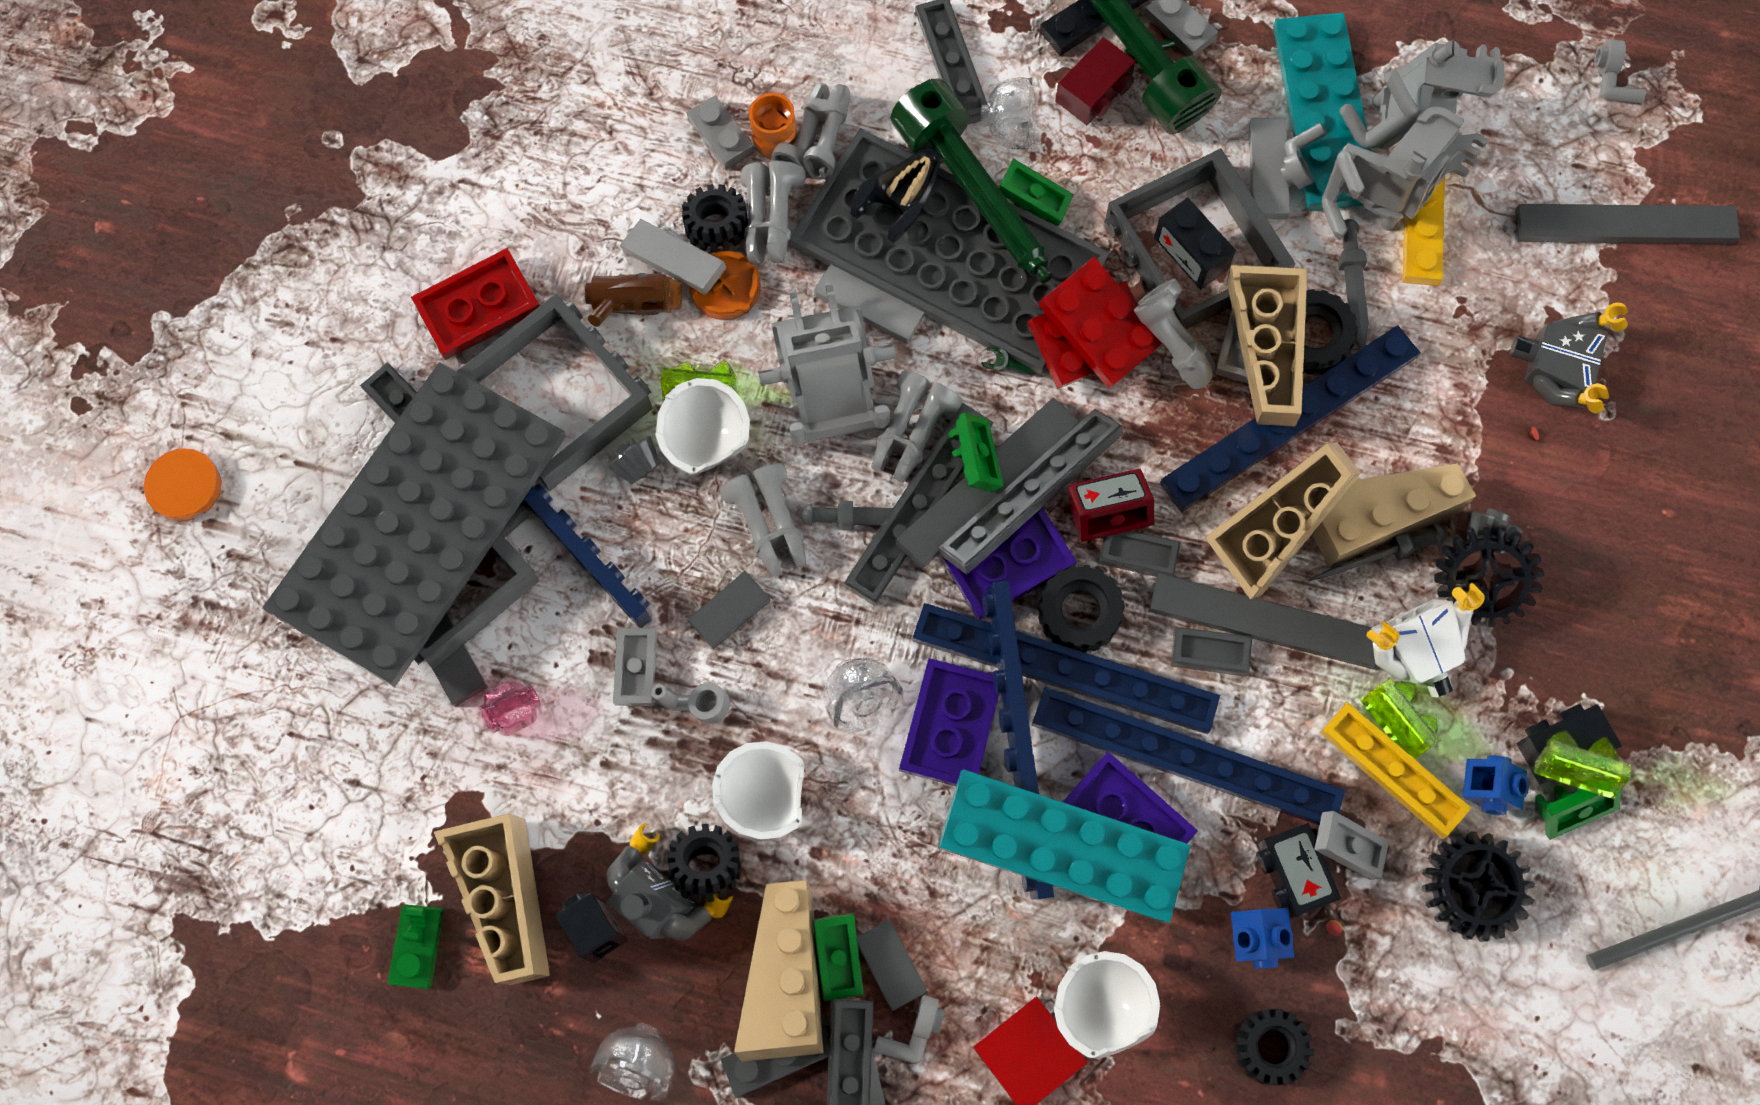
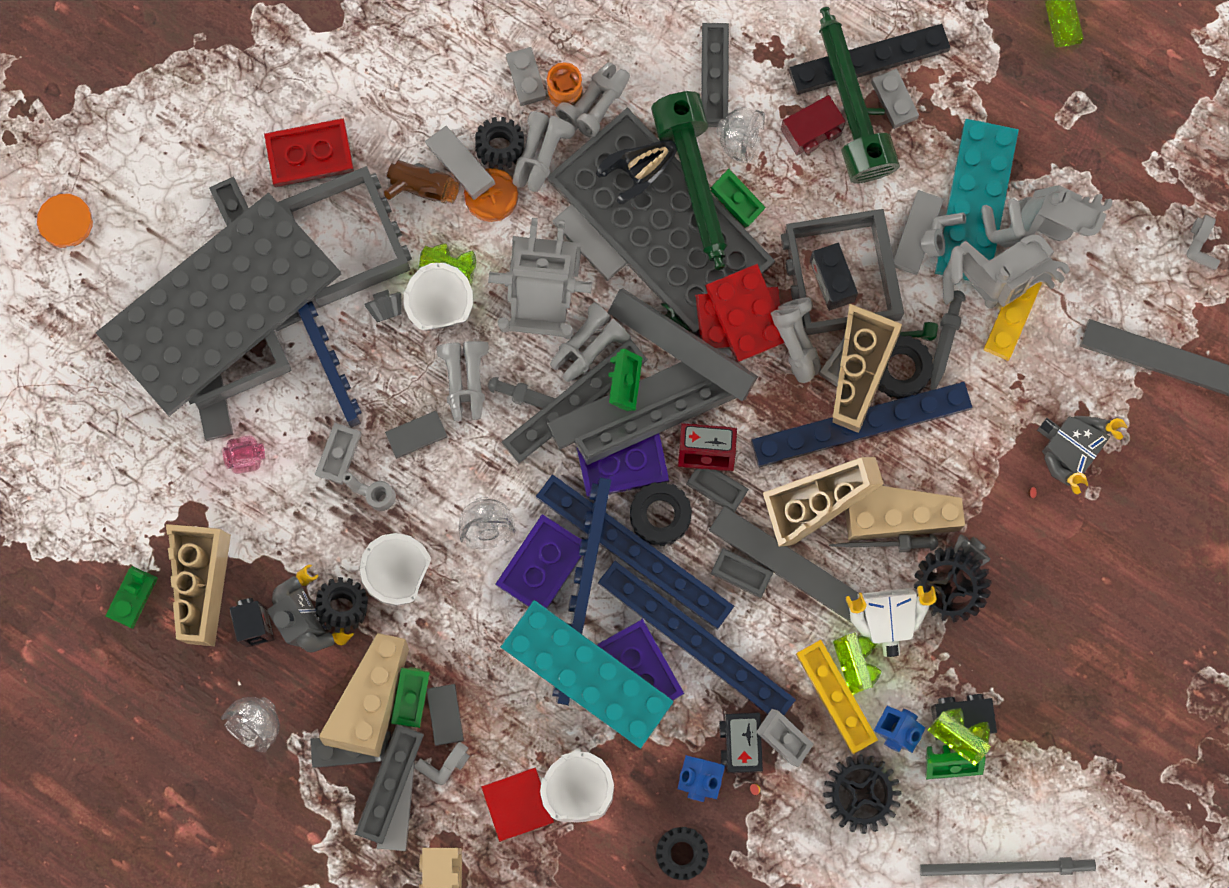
camera: 15 degrees right, 5 degrees up
(1034, 388) = (682, 344): none -> dark grey tile
(1330, 280) = (928, 333): none -> dark green hand

